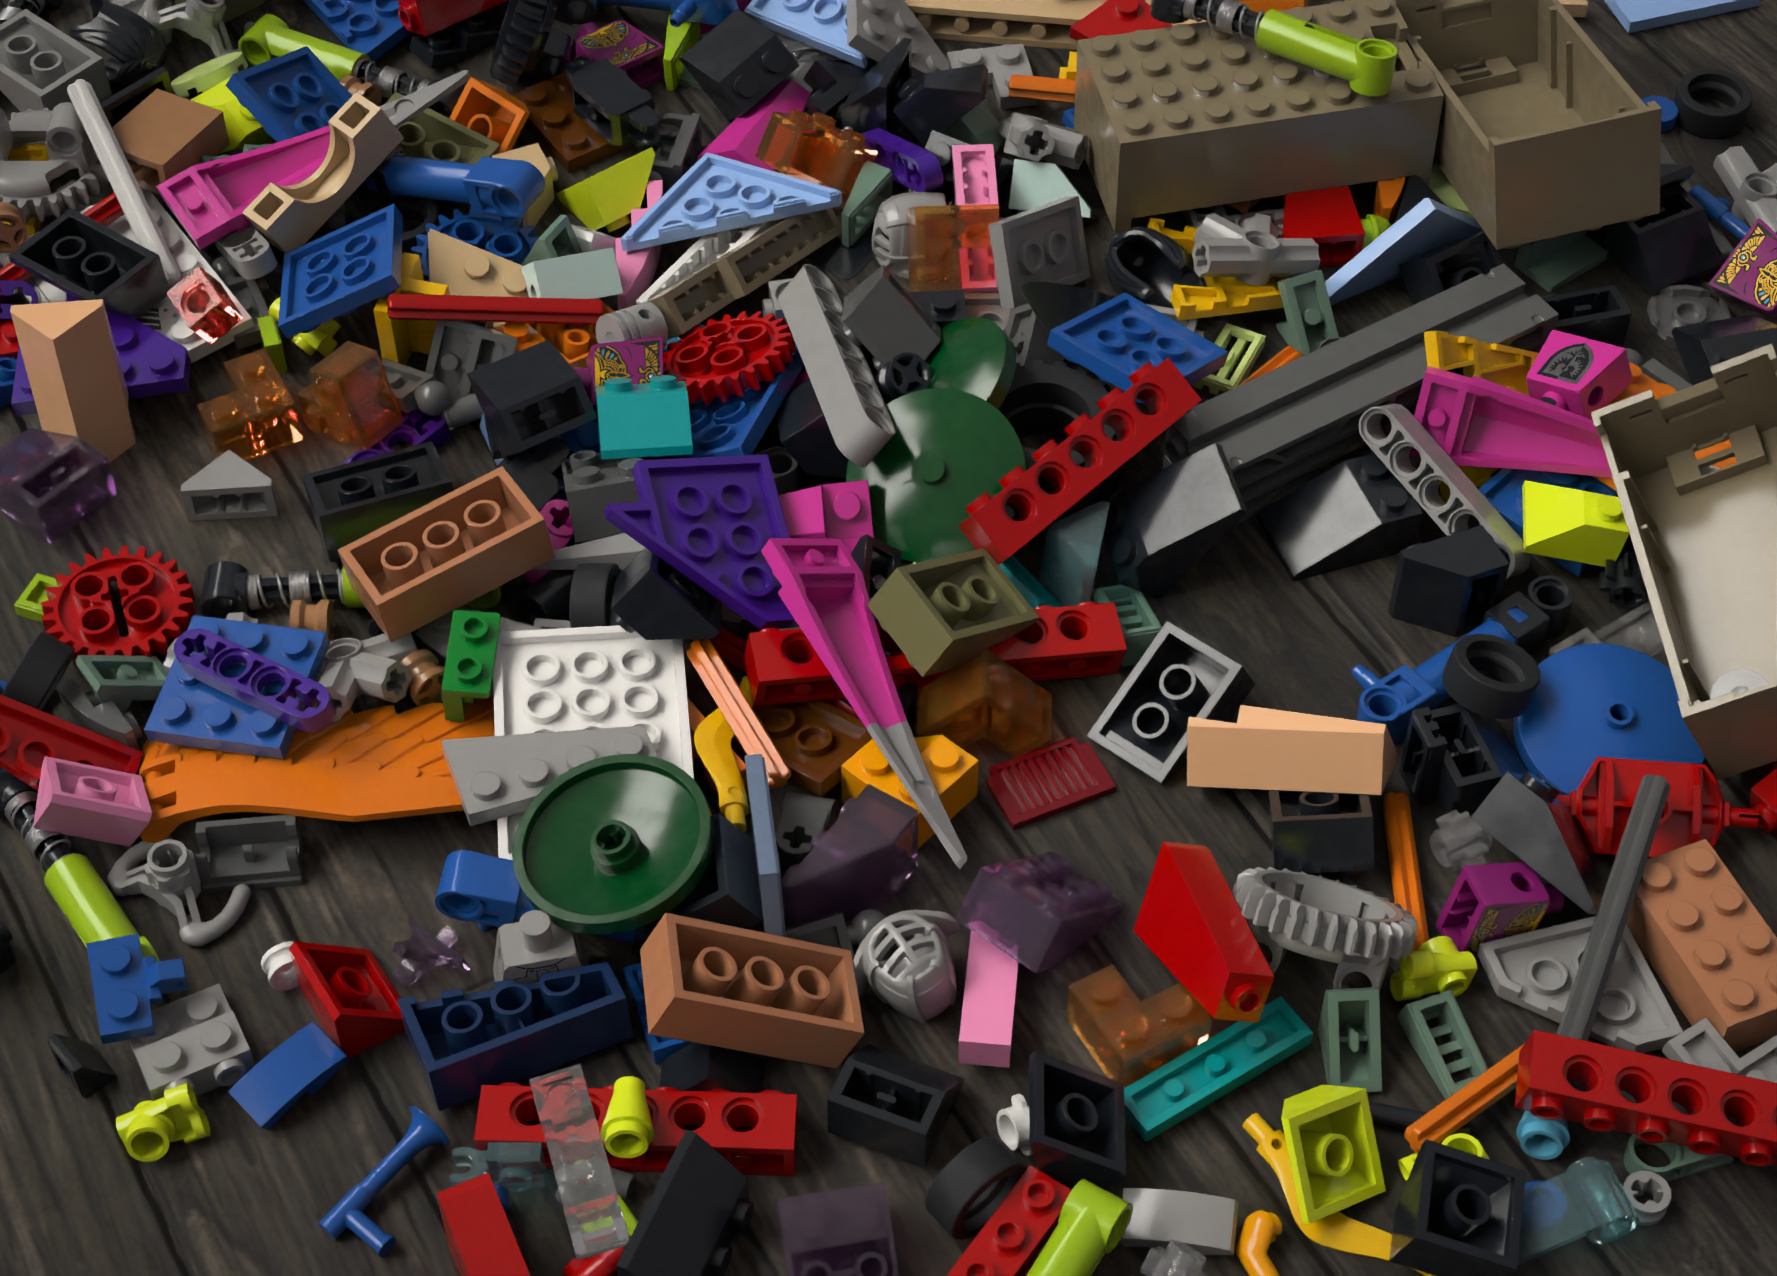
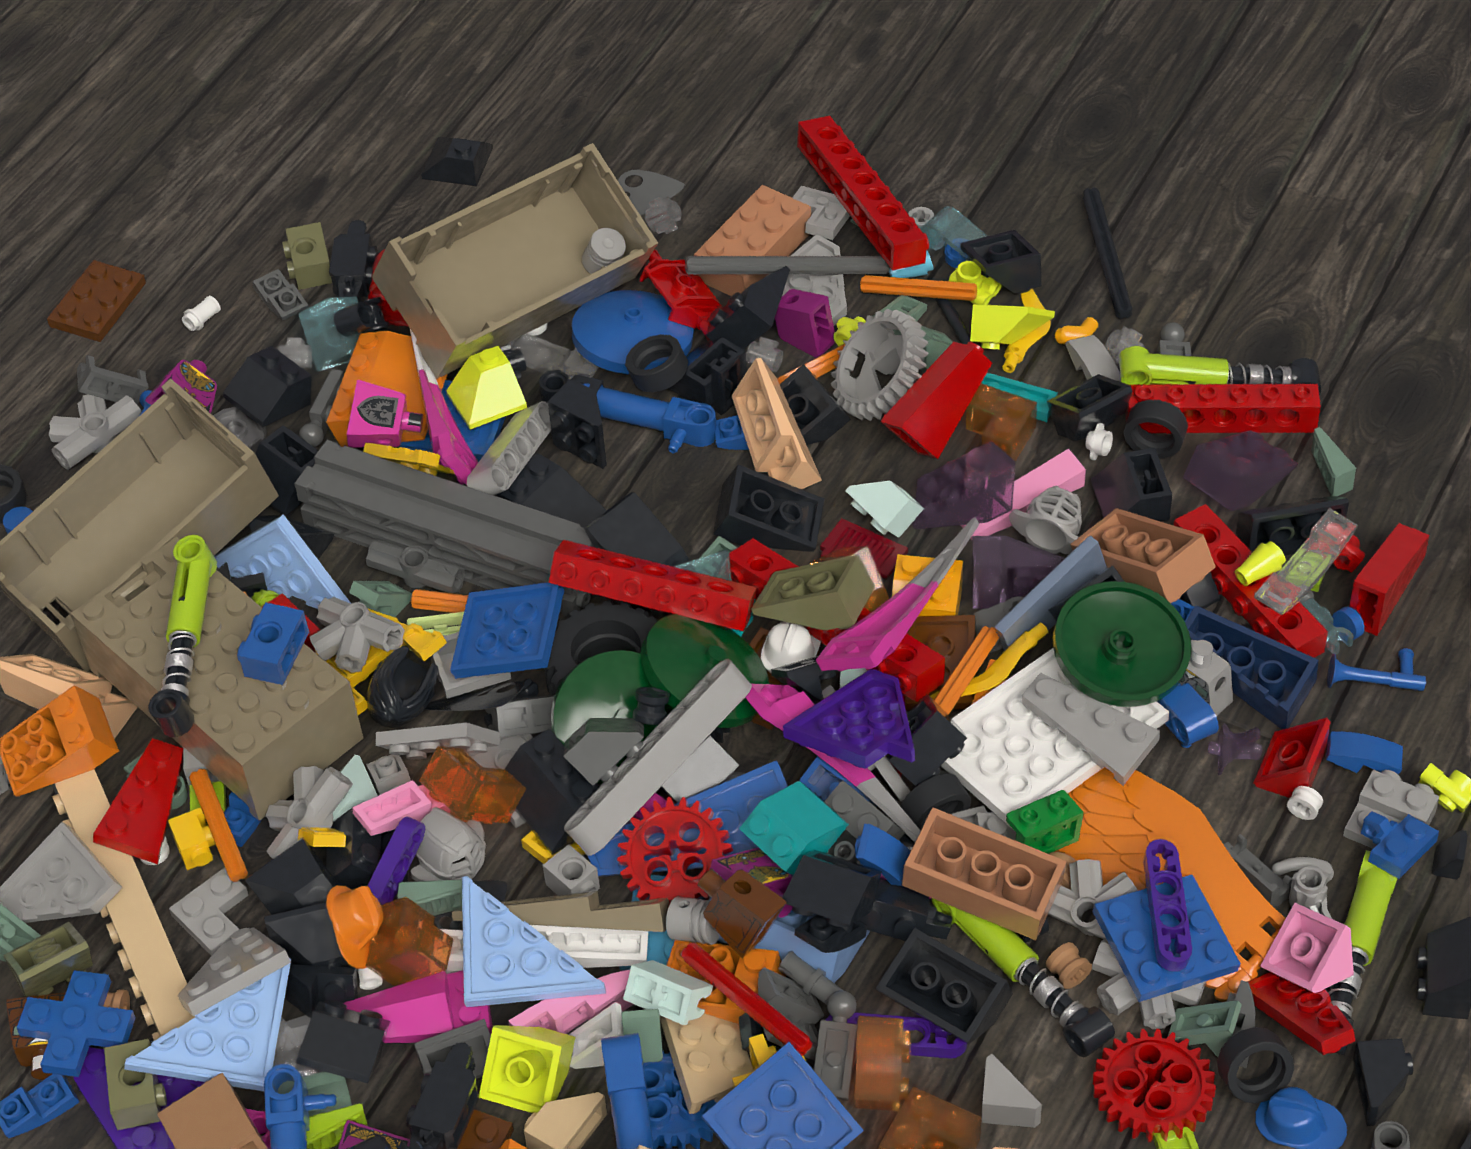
camera: 120 degrees left, 0 degrees up
(540, 463) = (882, 852): none -> blue slope
(579, 319) = (740, 909): none -> reddish brown torso
(862, 102) = (355, 920): none -> orange piece
(986, 126) = (322, 836): none -> yellow tile
(1090, 817) = (887, 504): none -> light aqua slope
(1201, 84) = (273, 643): none -> blue brick

